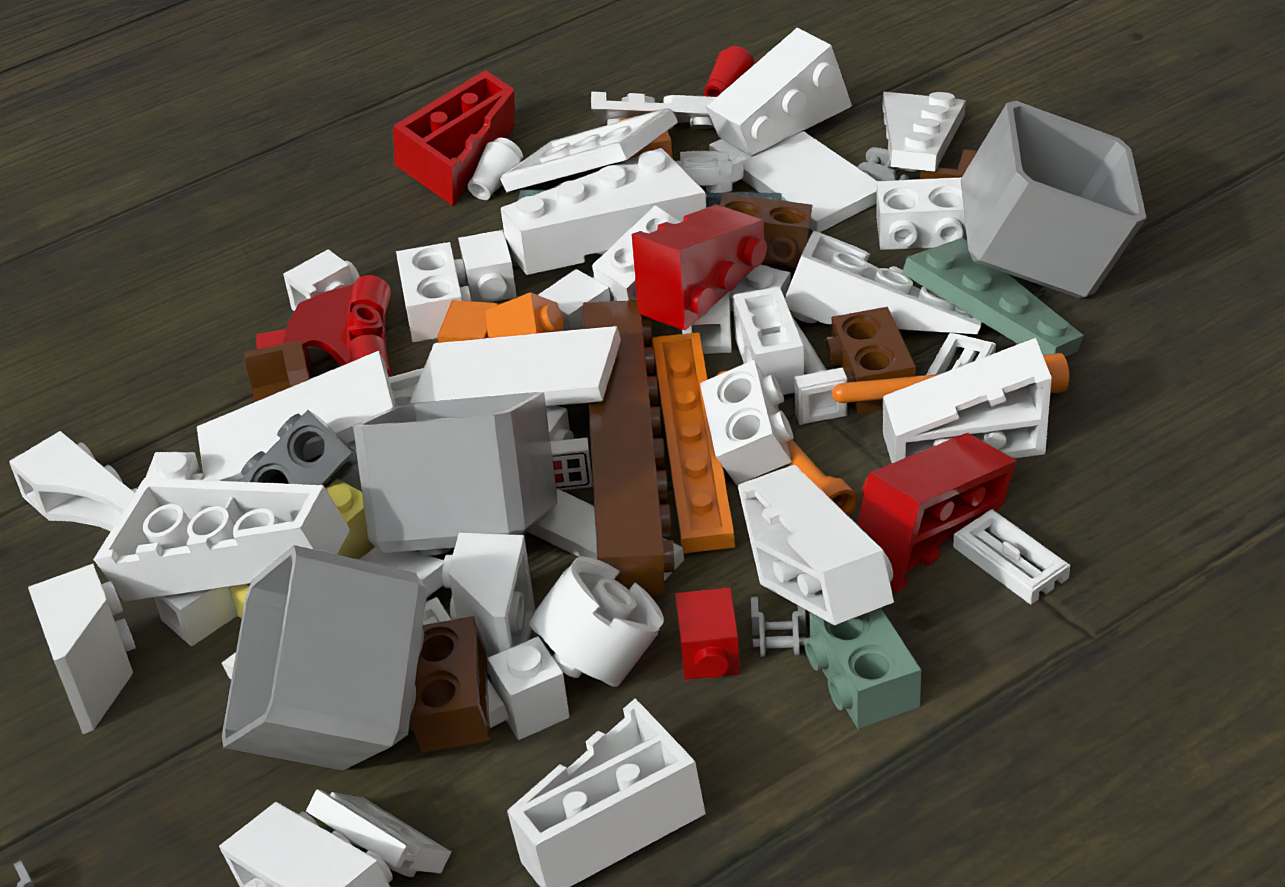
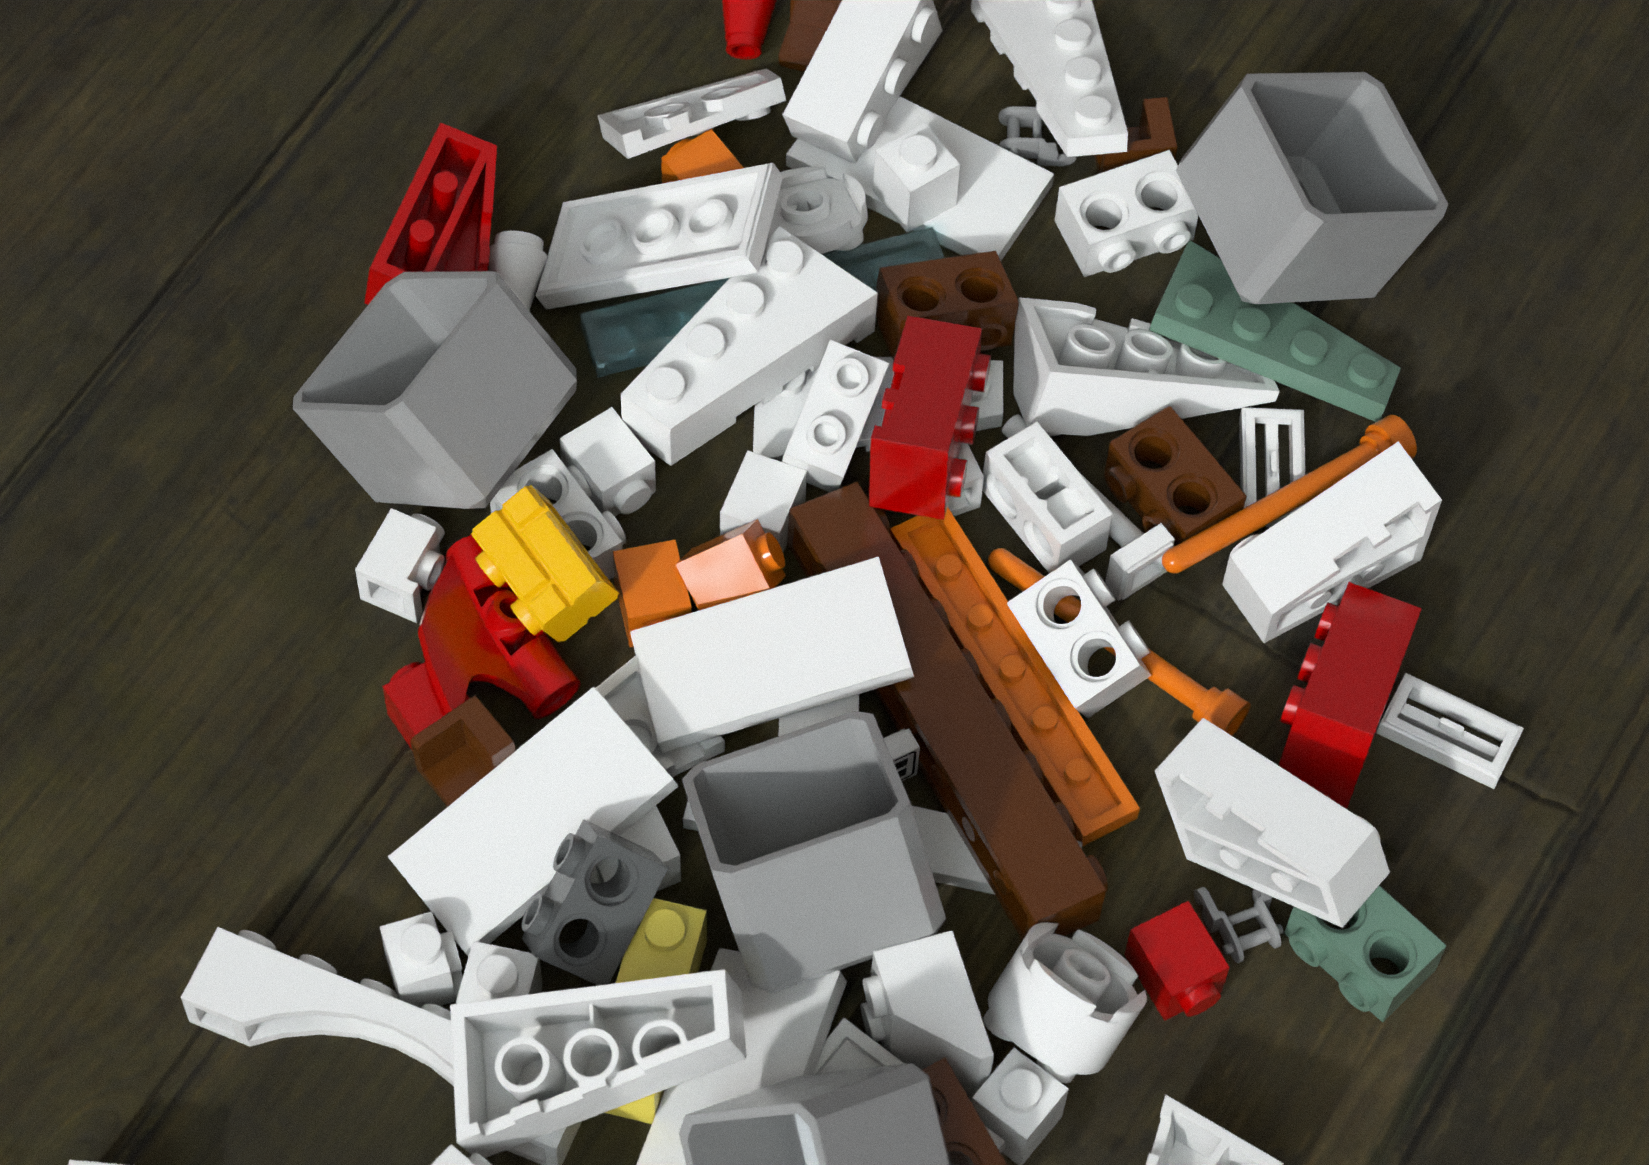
camera: 30 degrees left, 20 degrees up
(388, 185) = (437, 390): none -> light grey plate
(394, 287) = (543, 565): none -> yellow brick
(780, 157) = (916, 177): none -> white brick

